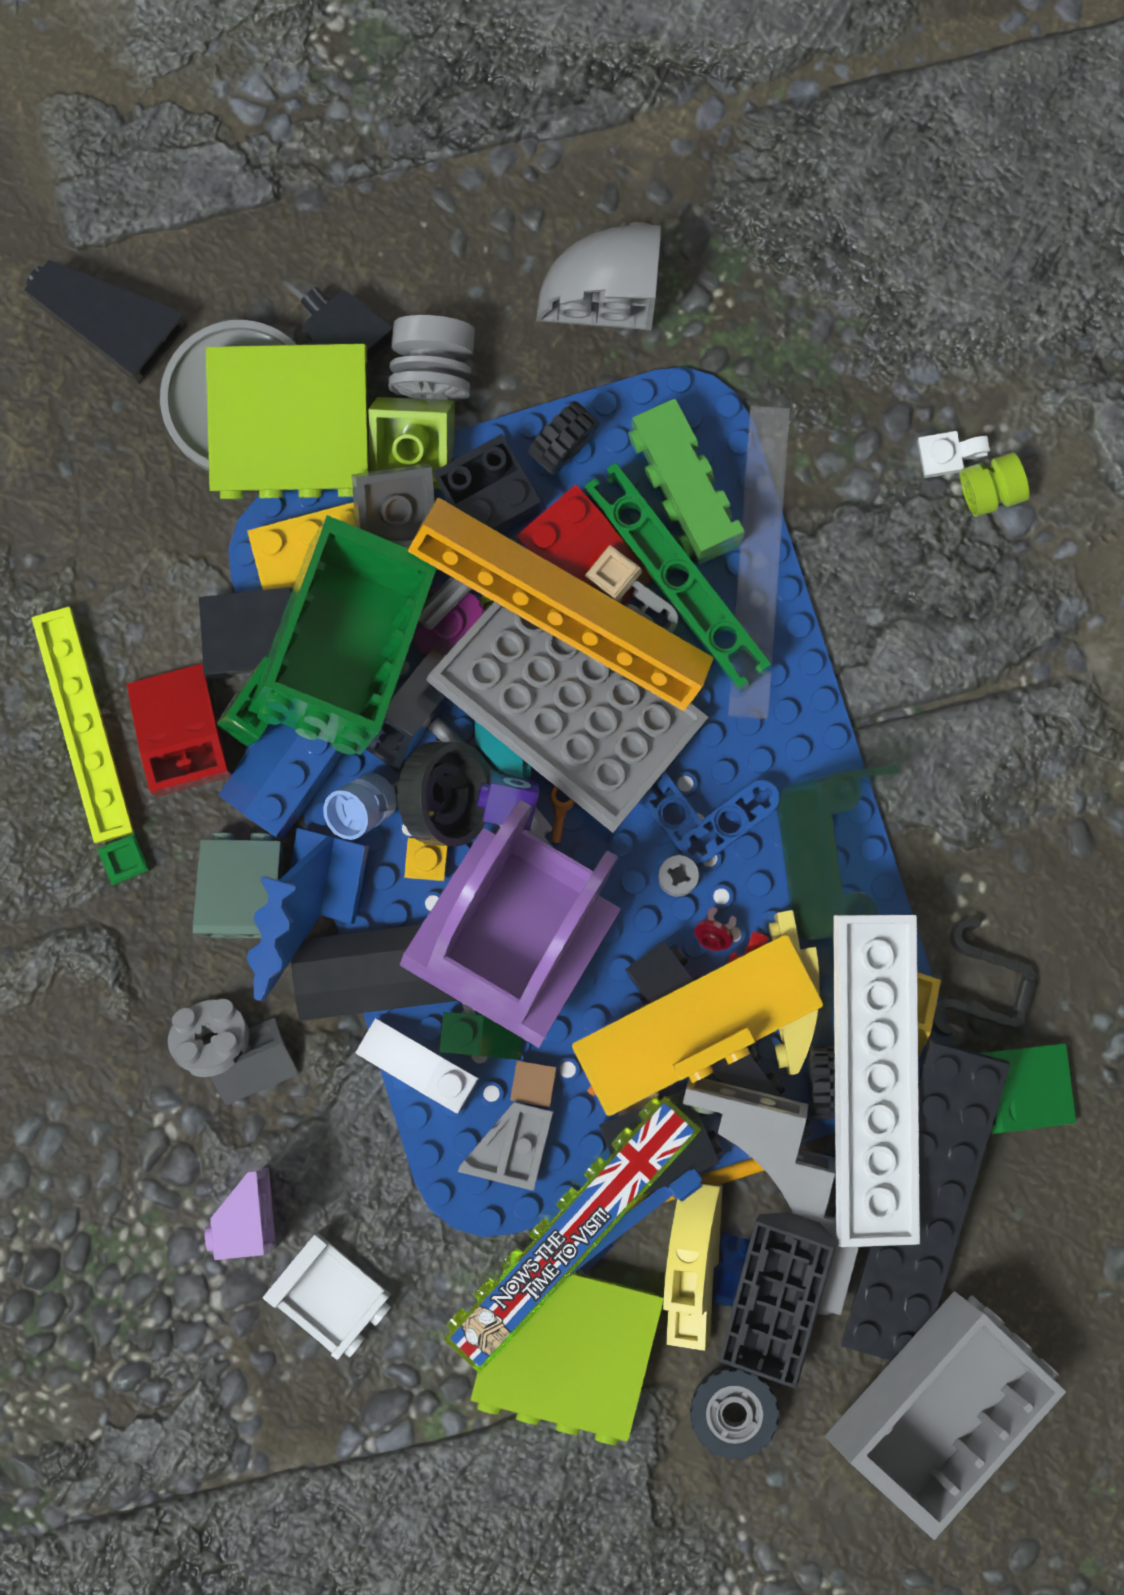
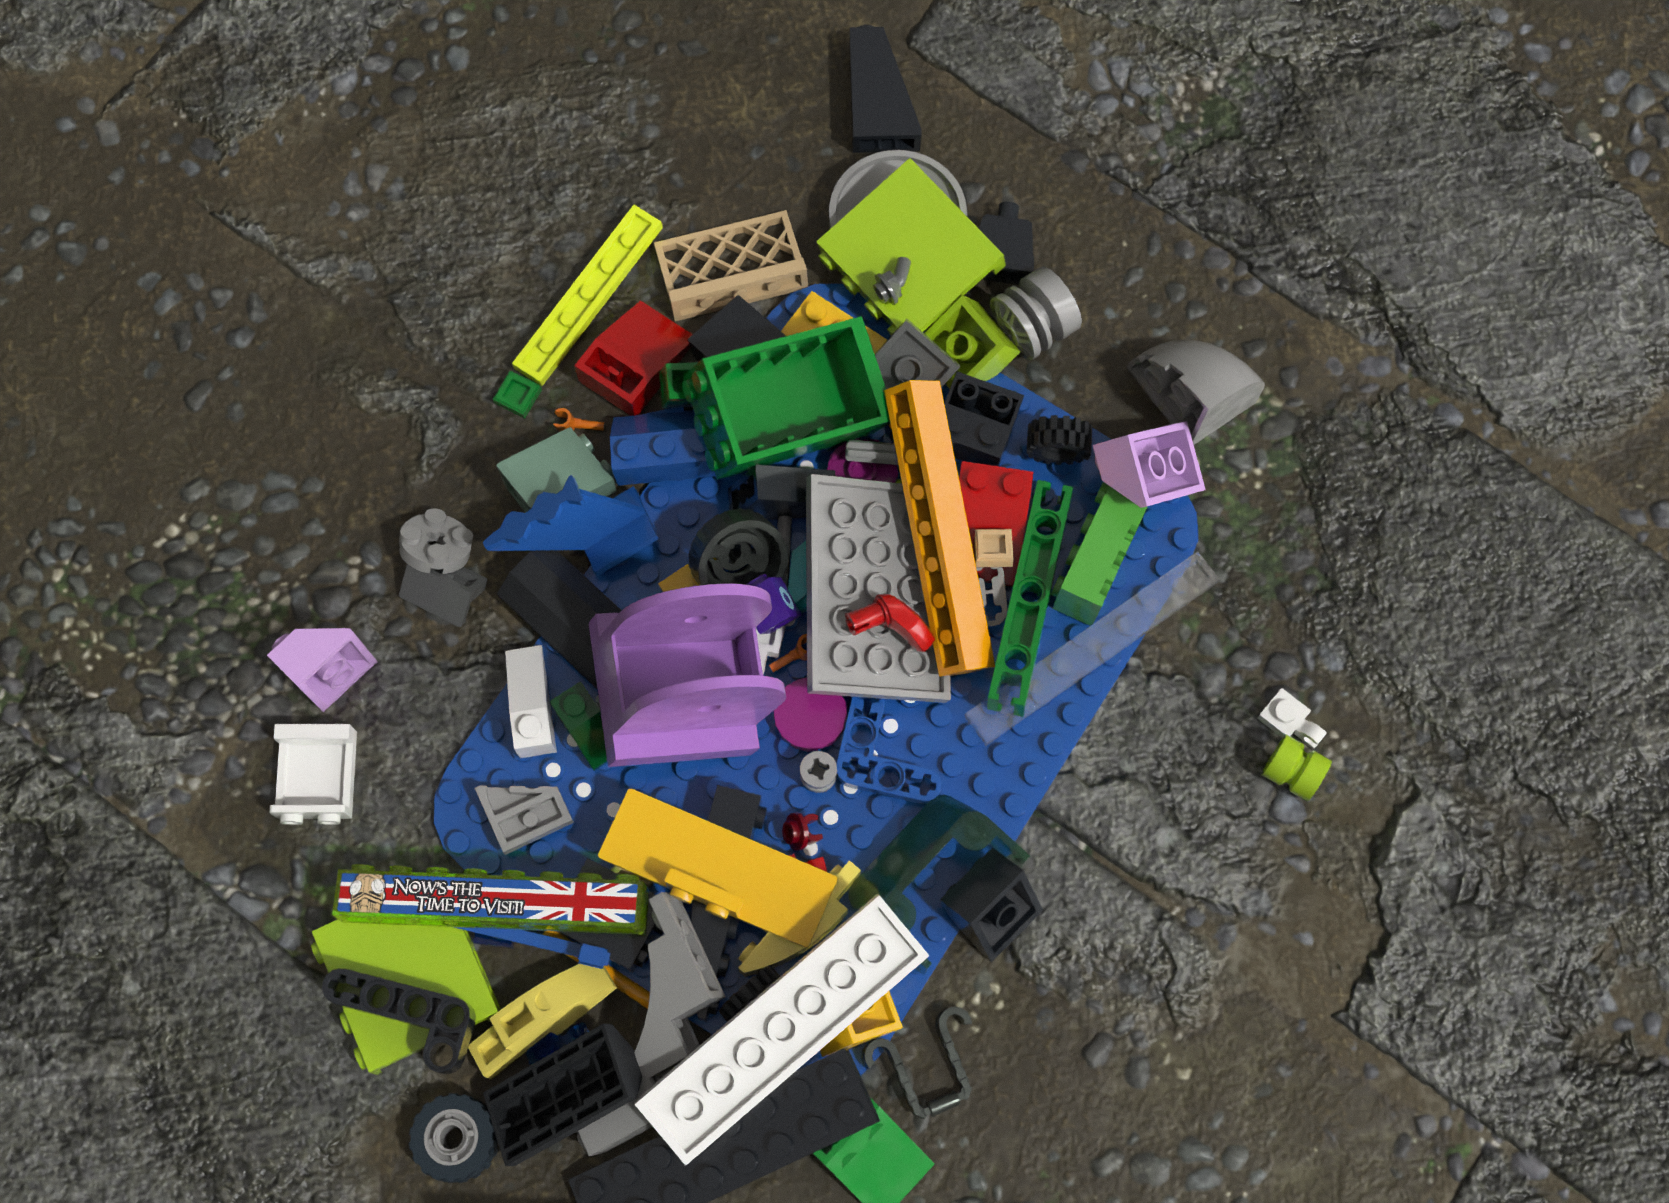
camera: 50 degrees right, 10 degrees down
(189, 586) = (710, 295): none -> tan fence
(194, 829) = (576, 423): none -> orange hand
(309, 463) = (889, 284): none -> dark grey plate
(359, 806) = (680, 508): light blue wheel -> none
(533, 1084) = (583, 792): medium nougat tile -> none
(600, 1379) = (398, 1009): none -> black beam
(607, 705) = (895, 615): none -> red arm
(634, 842) = (810, 720): none -> magenta tile
(651, 381) = (1151, 464): none -> lavender slope
(901, 825) = (992, 903): none -> black slope

